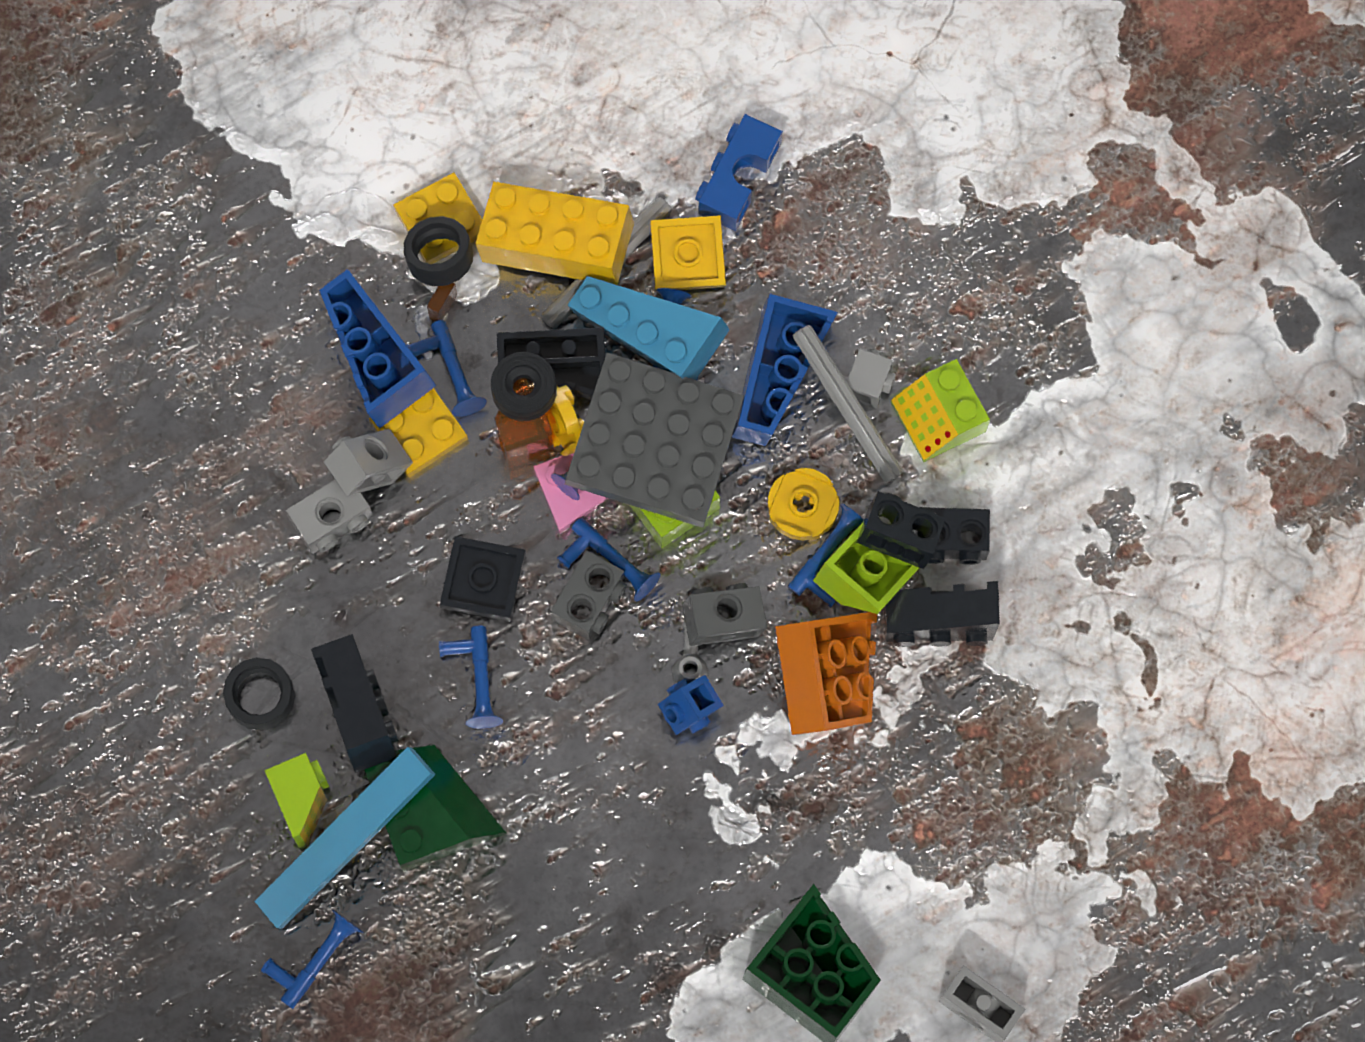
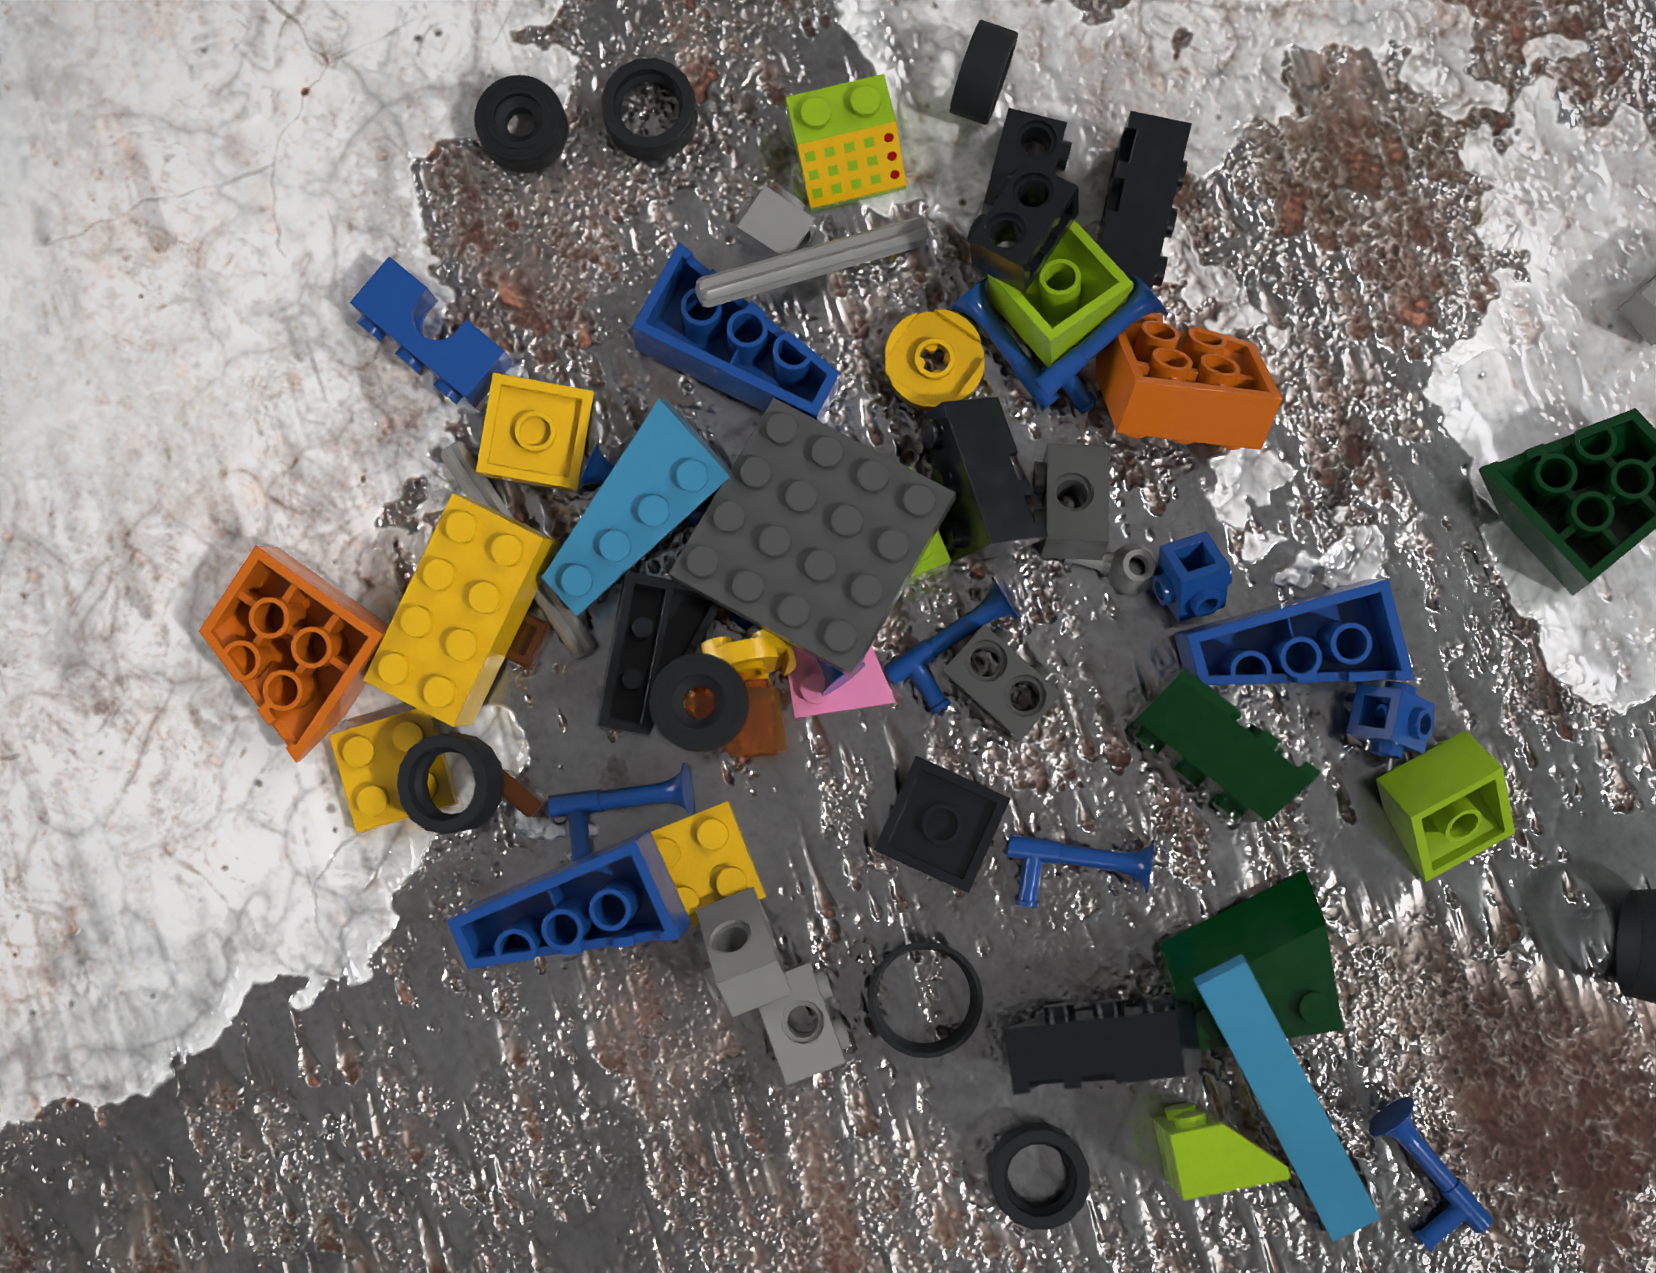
camera: 70 degrees left, 10 degrees up
(352, 560) = (946, 1045): none -> black tyre
(508, 134) = (293, 645): none -> orange wedge
(546, 284) = (529, 641): none -> reddish brown tile
(571, 916) = (1447, 804): none -> lime slope
(574, 744) = (1218, 752): none -> dark green wedge
(622, 861) = (1391, 719): none -> blue brick
(666, 798) = (1312, 639): none -> blue wedge
(723, 544) = (972, 457): none -> black wedge
(812, 587) = (1063, 372): none -> blue piece
(899, 177) = (514, 96): none -> black tyre
(933, 251) = (647, 72): none -> black tyre
(1011, 487) = (983, 72): none -> black tyre

